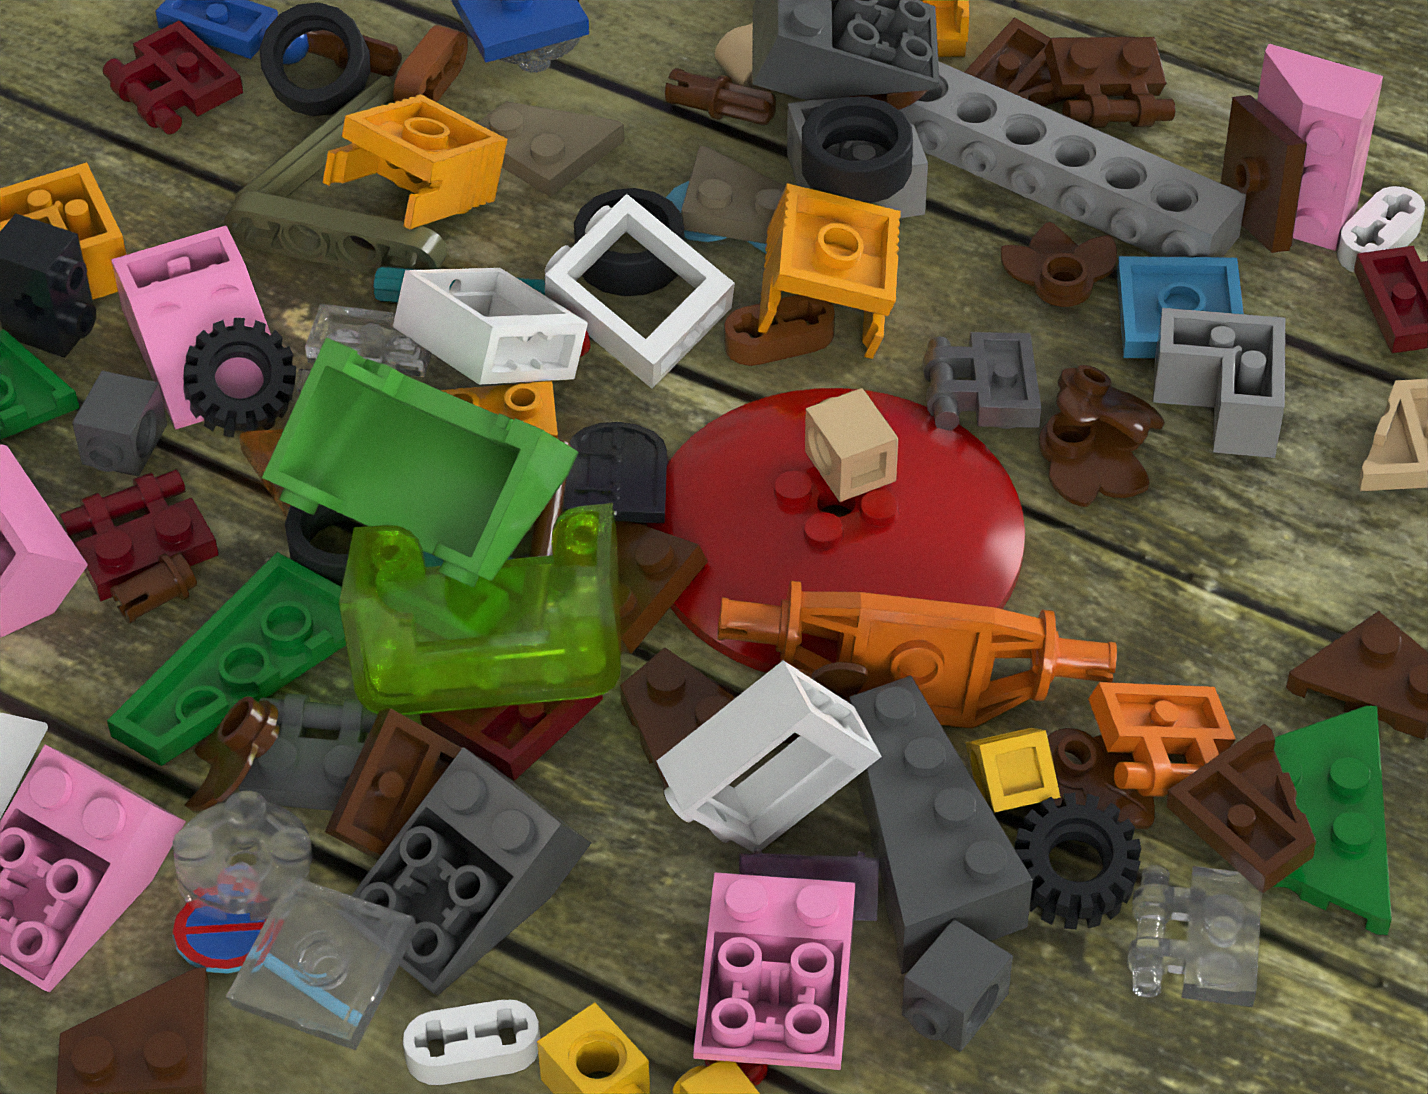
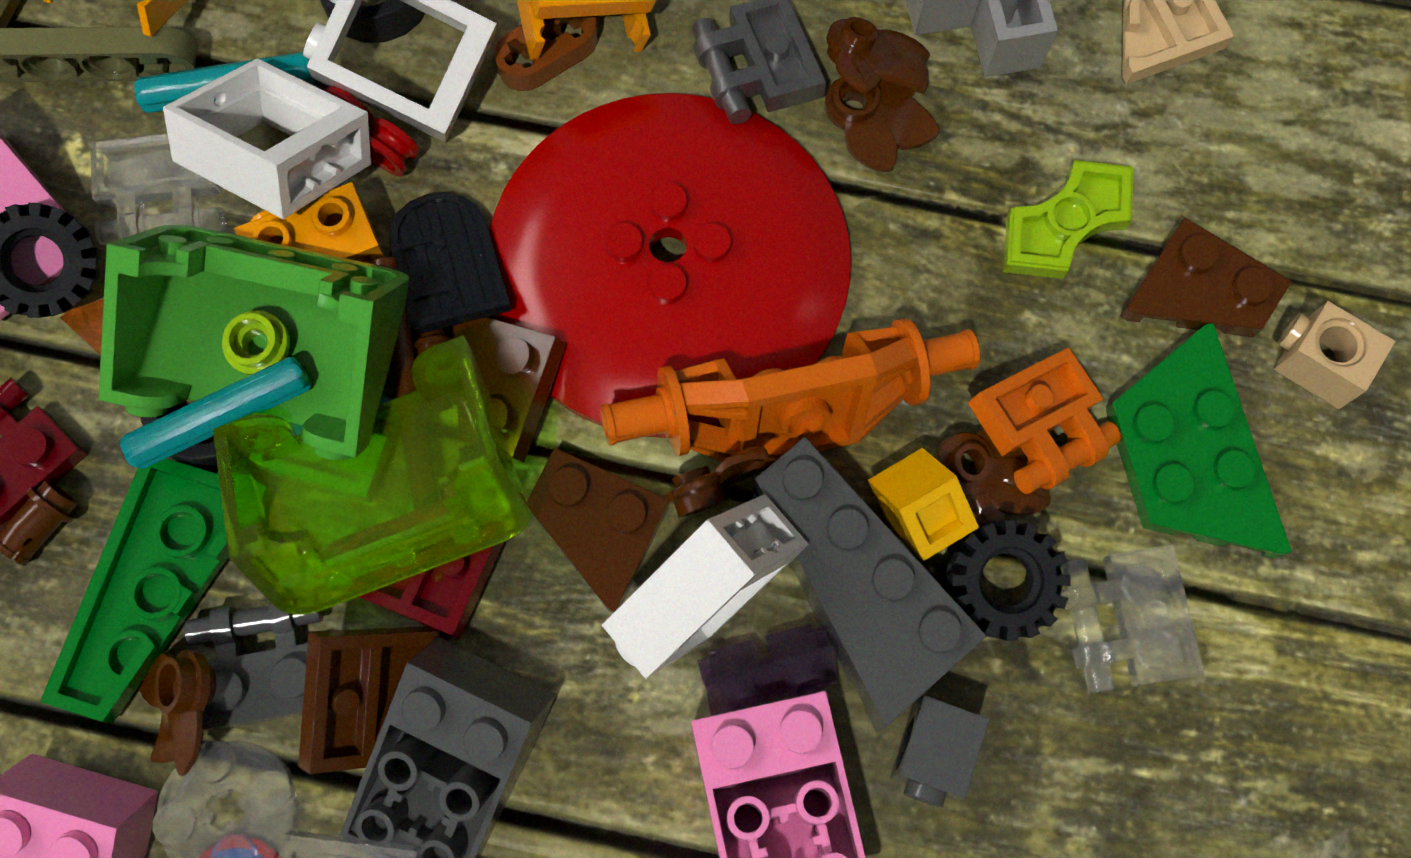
camera: 20 degrees left, 25 degrees up
(336, 524) = (198, 419): none -> teal axle
(416, 459) = (240, 333): none -> lime plate
(598, 373) = (391, 147): none -> red bush
(851, 444) = (669, 188): tan brick -> none
(1233, 597) = (1044, 236): none -> lime tile
(1247, 811) = (1148, 487): reddish brown wing -> none

